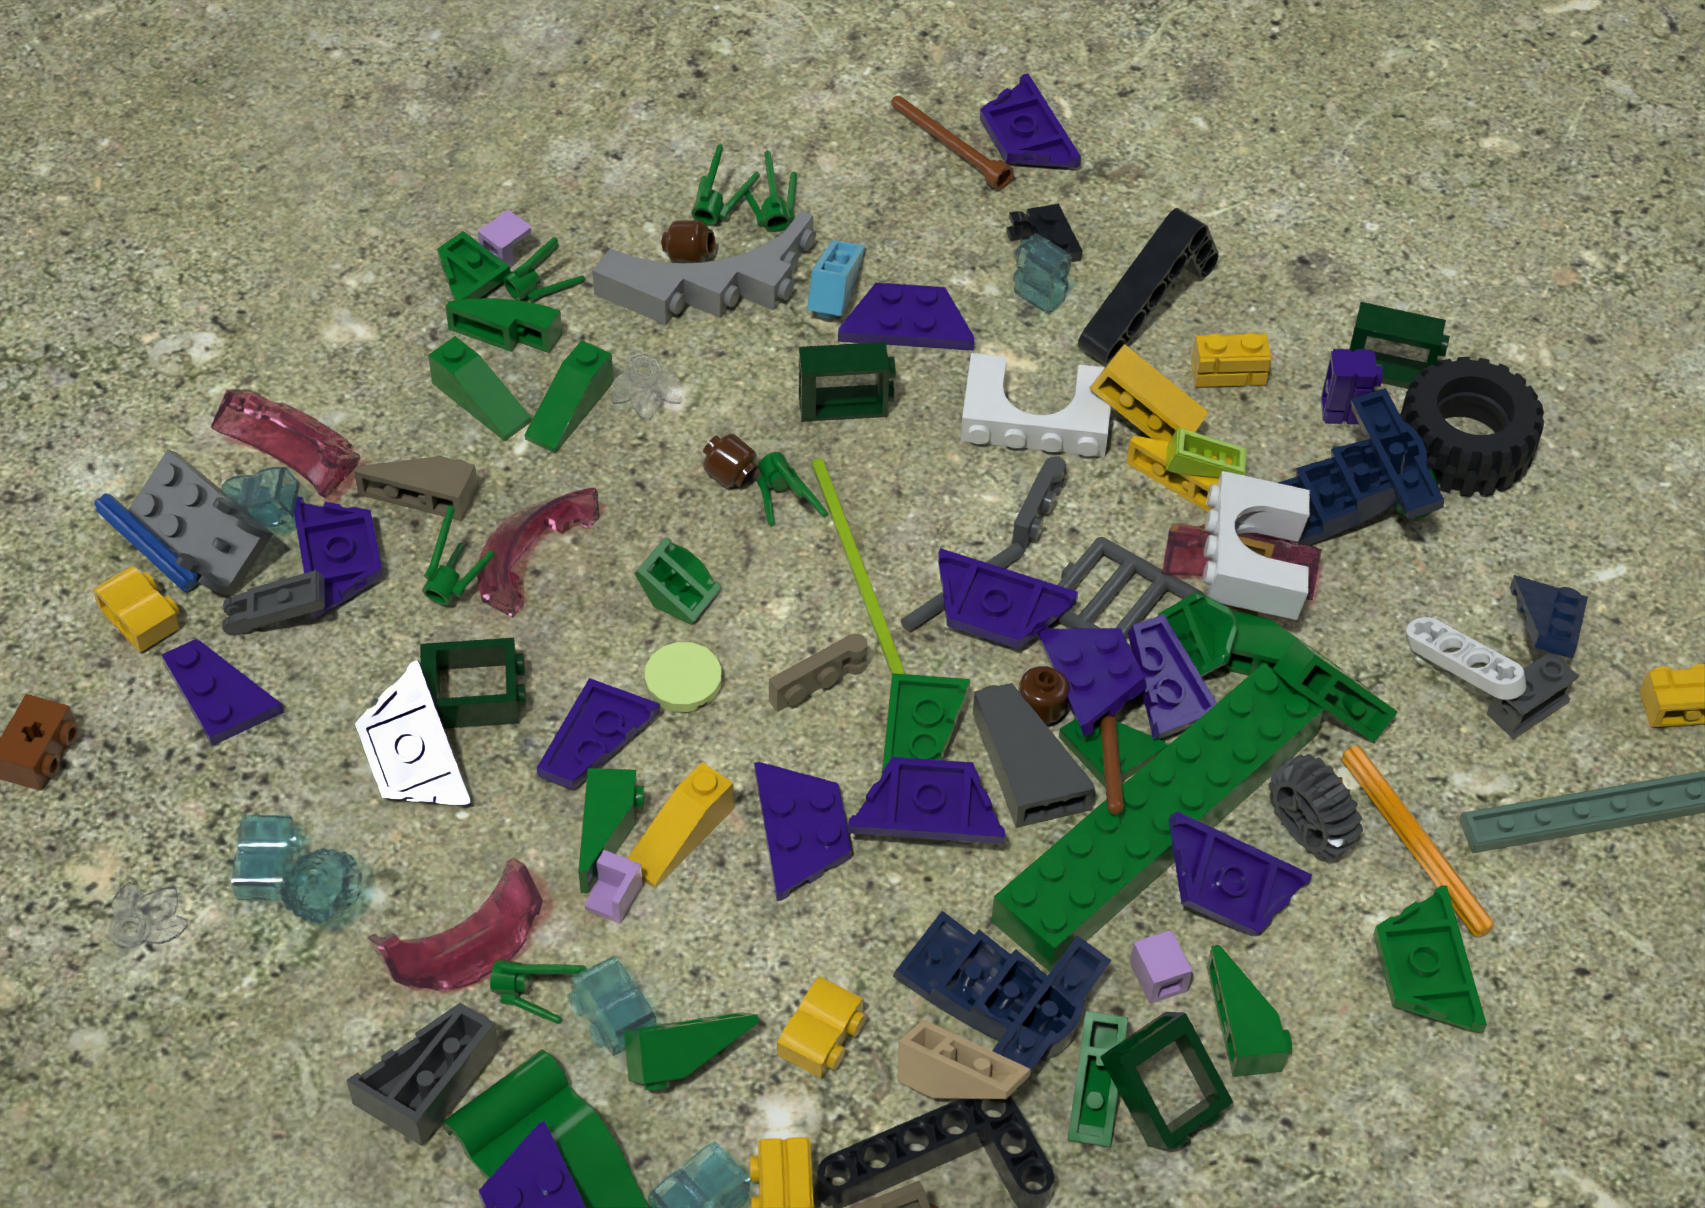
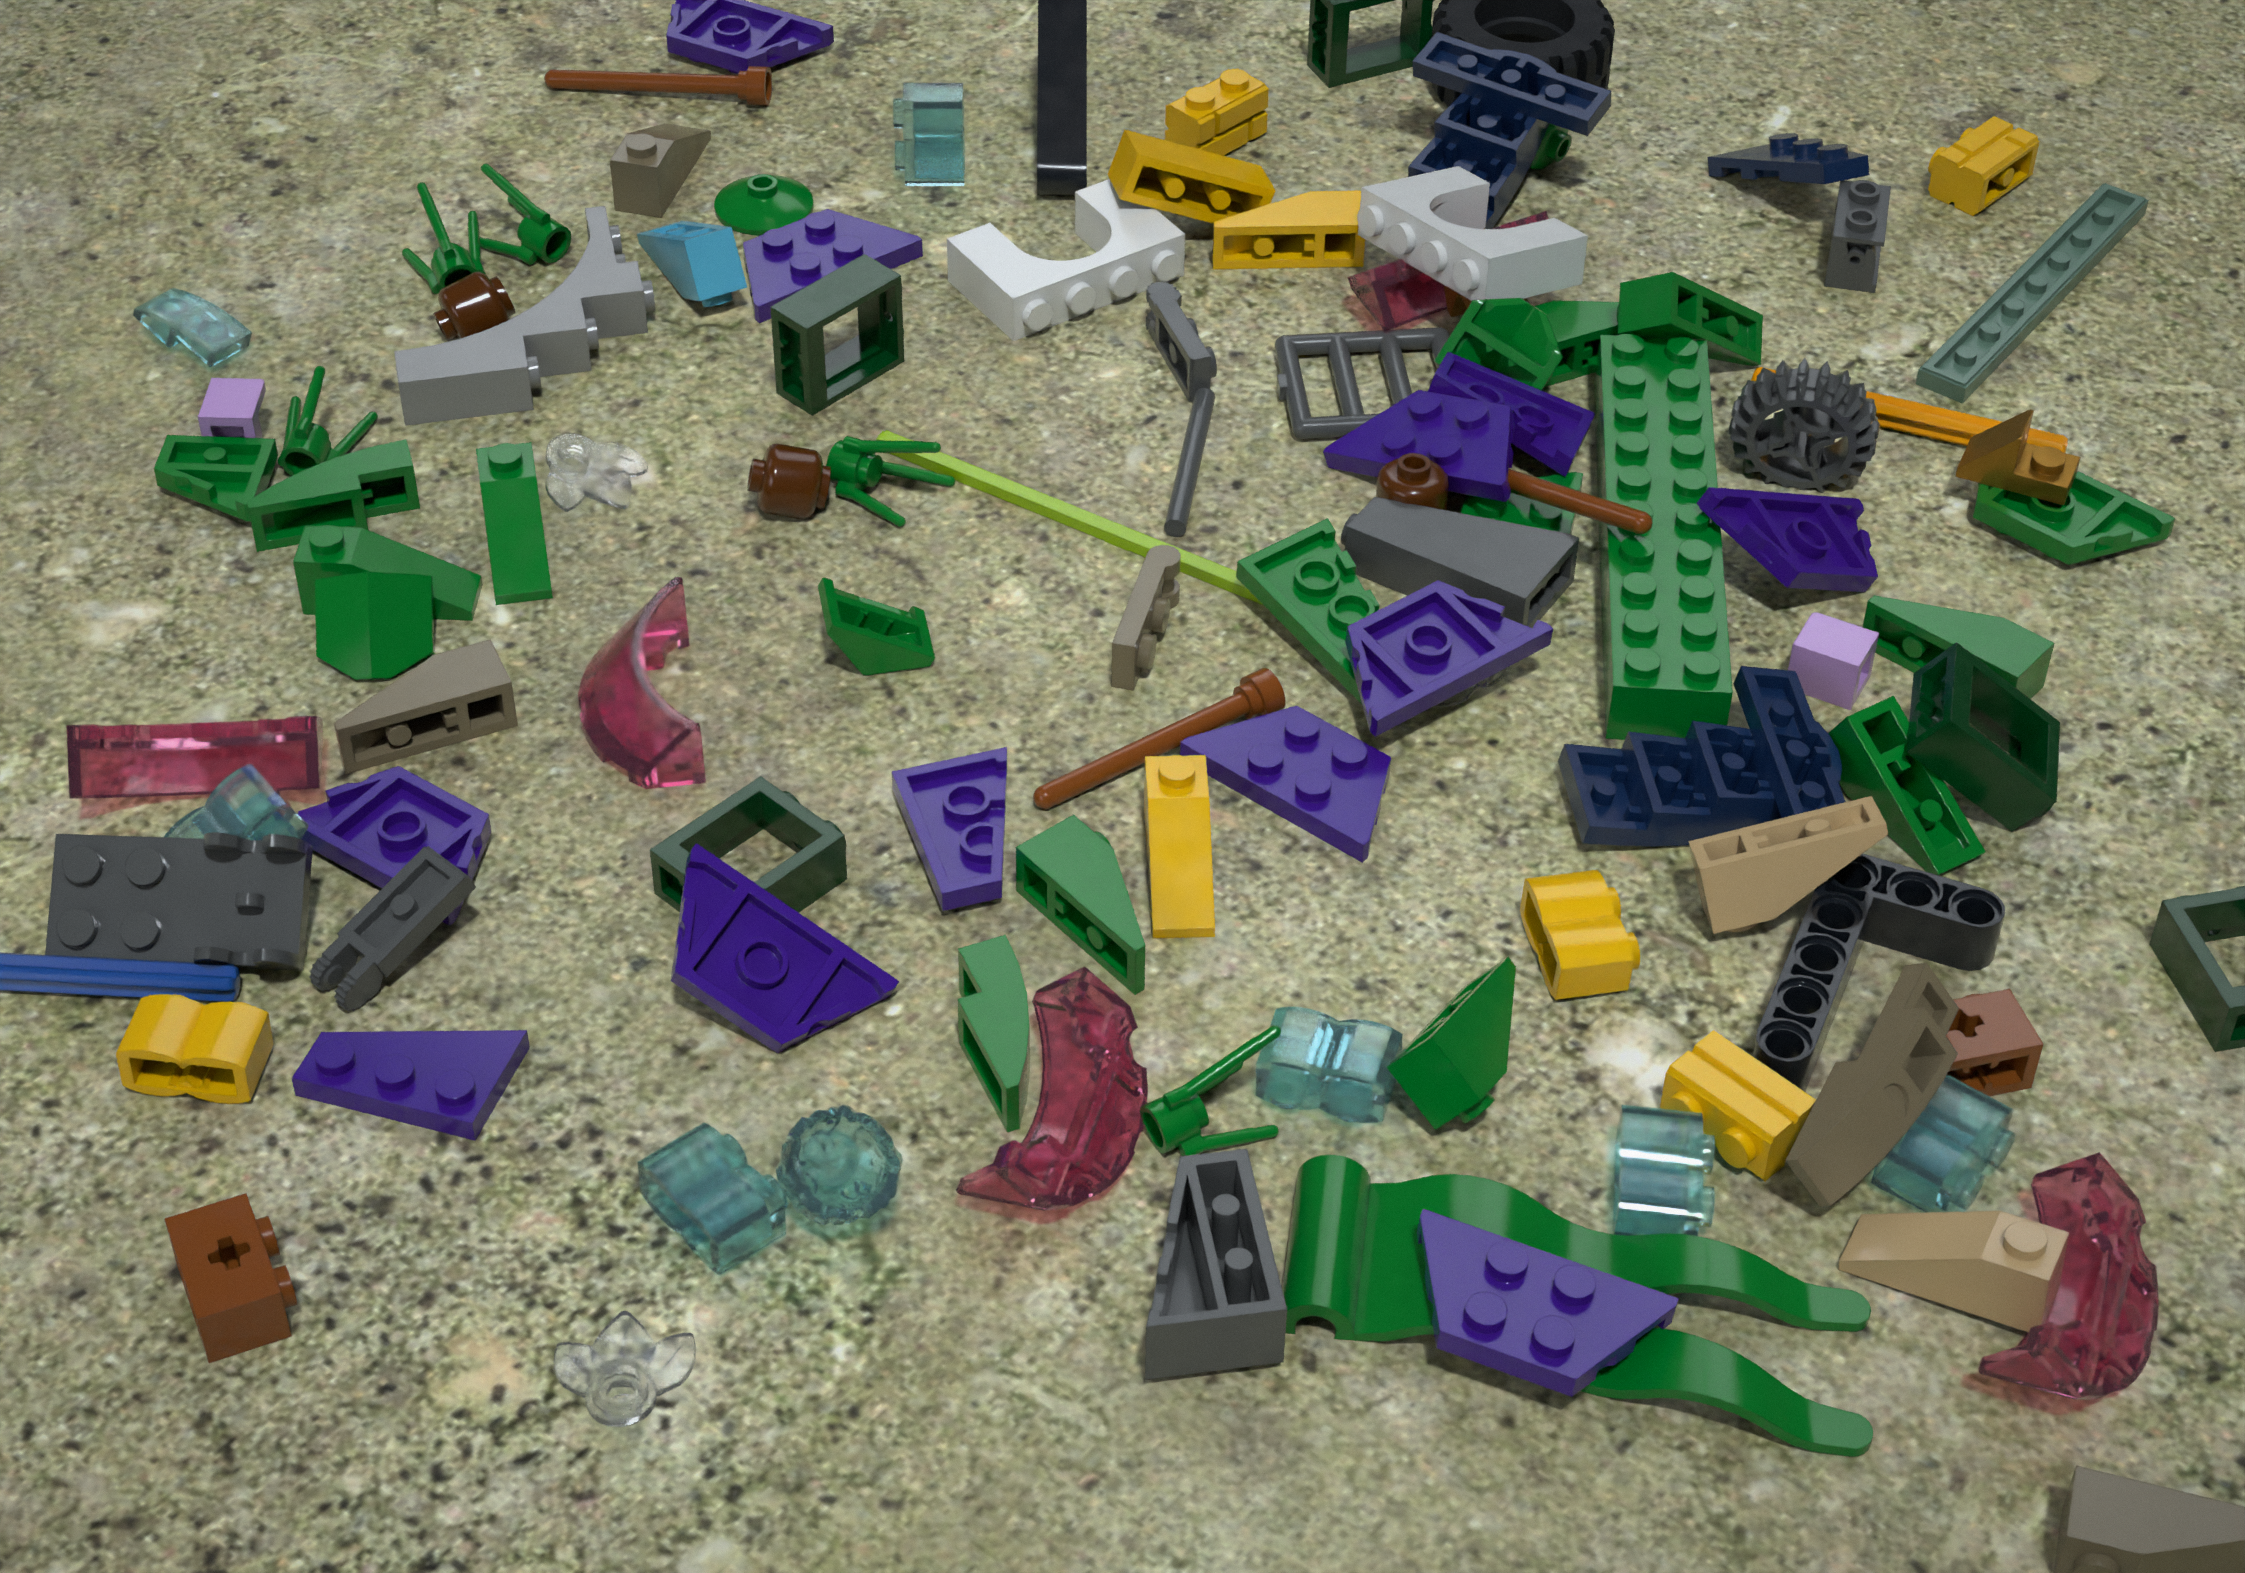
camera: 40 degrees left, 10 degrees down
(443, 581) = (586, 781): green plant -> none
(445, 416) = (374, 622): none -> green slope
(482, 864) = (995, 1025): none -> green slope
(546, 165) = (196, 323): none -> clear light blue slope
(616, 887) = (1180, 953): lavender panel -> none
(683, 676) = (990, 712): yellowish green tile -> none
(822, 762) = (1255, 696): none -> dark orange piece
(885, 197) = (653, 167): none -> dark tan slope
(923, 260) = (762, 203): none -> green dish
(998, 600) = (1249, 443): dark purple wing -> none
(1047, 222) = (867, 107): black plate -> none
(1184, 457) = (1309, 197): lime slope -> none
(1347, 378) = (1370, 74): dark purple brick -> none
(1423, 922) = (2008, 462): none -> pearl gold slope
(1499, 678) = (1823, 223): white beam -> none

